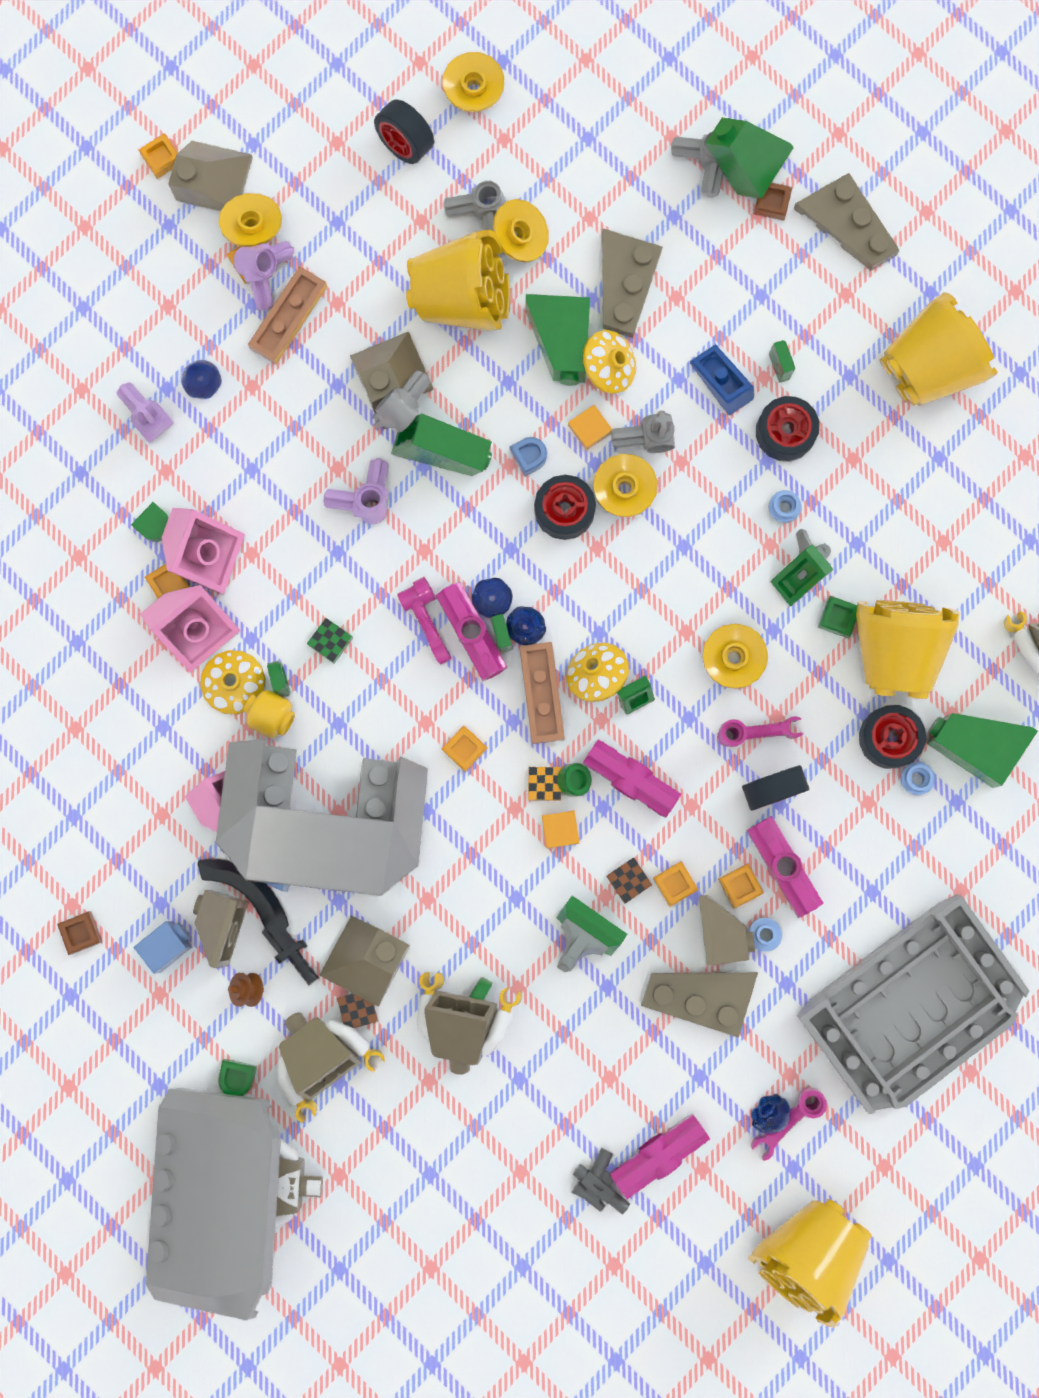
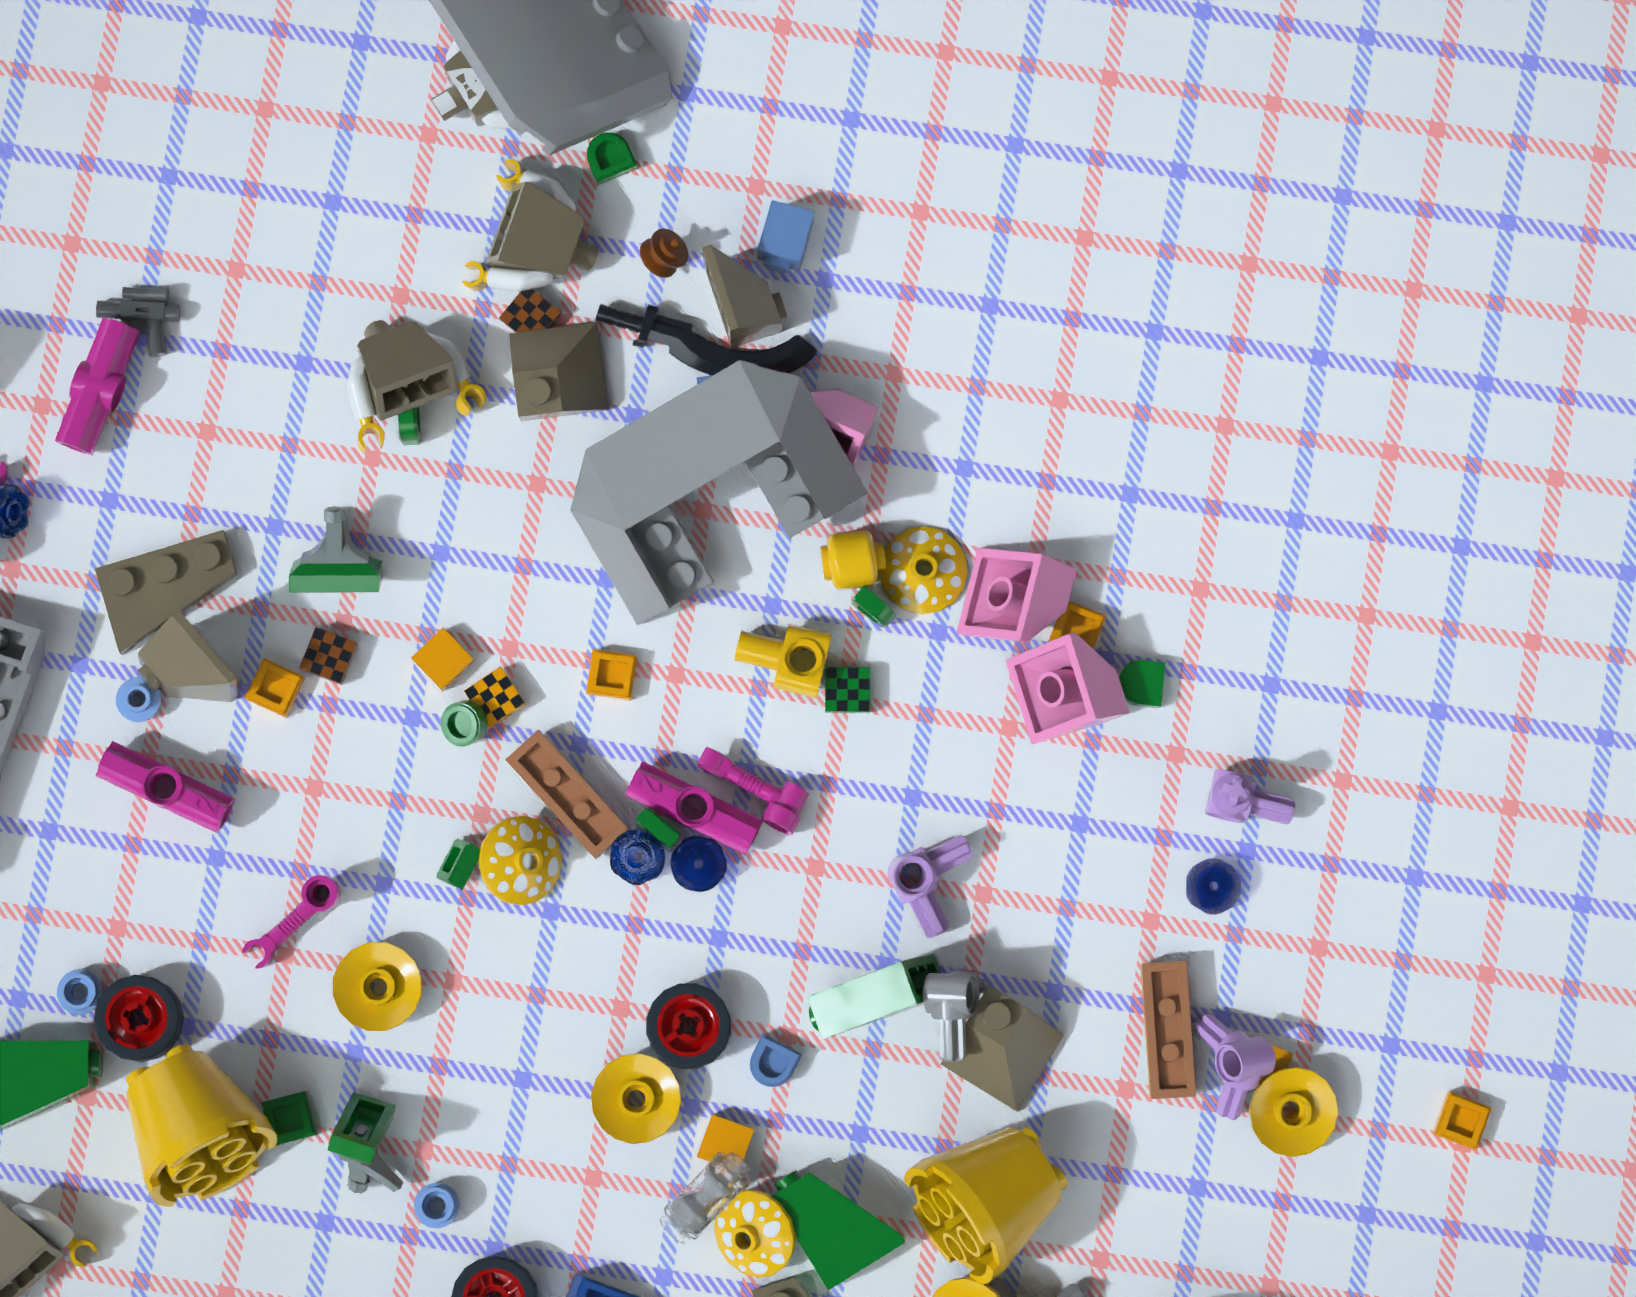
camera: 140 degrees right, 0 degrees up
(79, 933) = (889, 189): dark orange tile -> none
(209, 175) = (1384, 1139): dark tan slope -> none
(355, 689) = (776, 655): none -> yellow piece
(632, 778) = (400, 768): dark pink piece -> none
(639, 399) = (691, 1211): none -> clear piece
(654, 434) = (646, 1183): light grey axle -> none
(740, 886) = (200, 735): light orange tile -> none
(775, 787) = (232, 864): black wheel -> none

